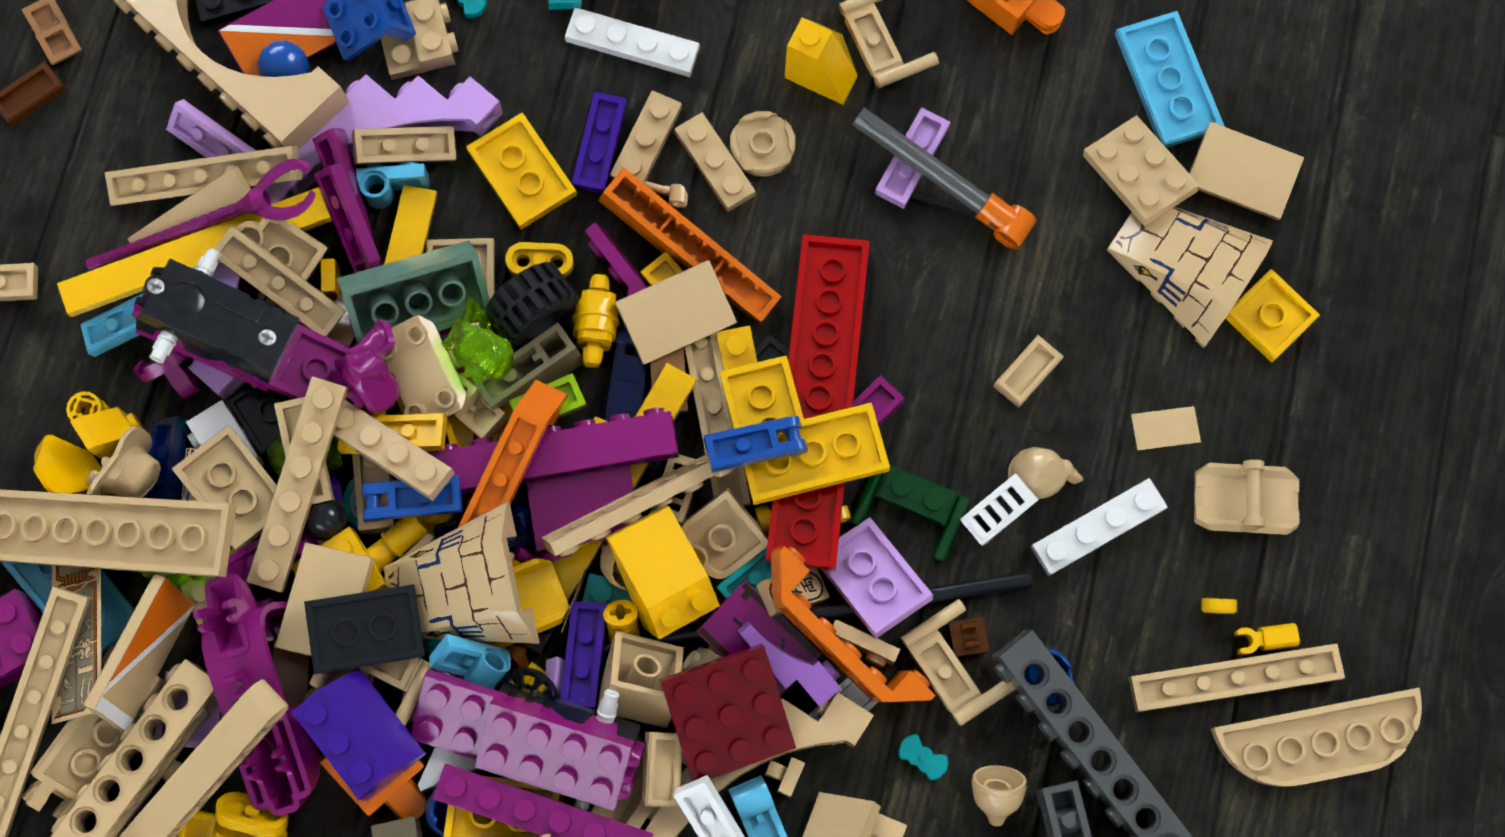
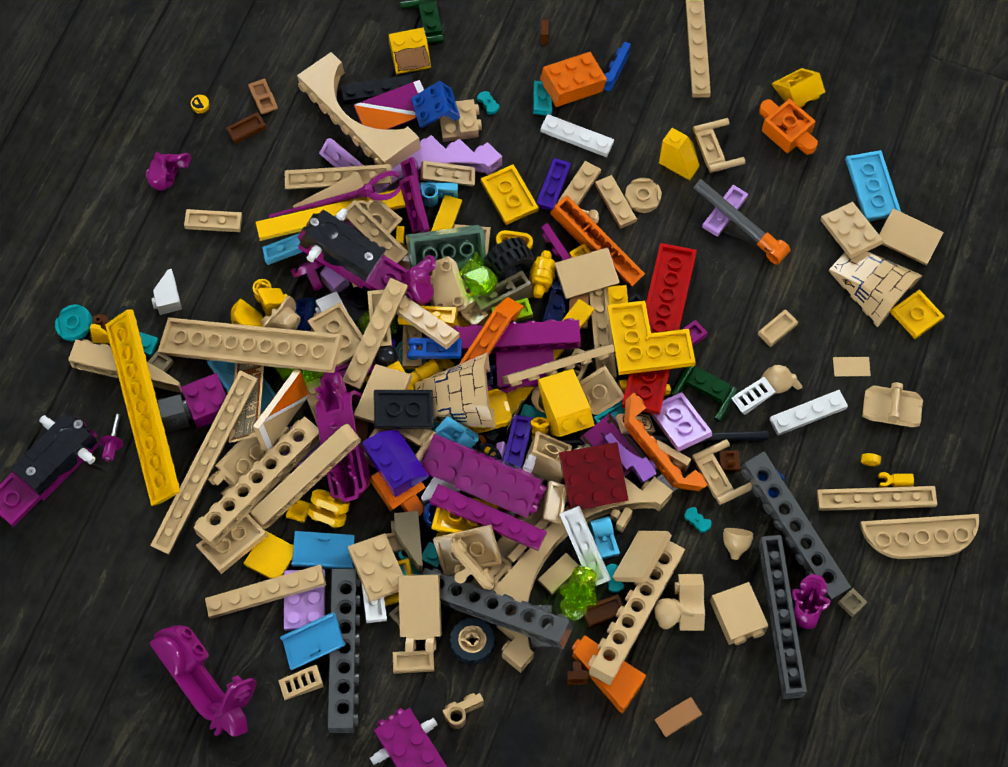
camera: 10 degrees right, 10 degrees down
(282, 59) = (386, 121): blue hair -> none
(754, 443) = (623, 340): blue plate -> none

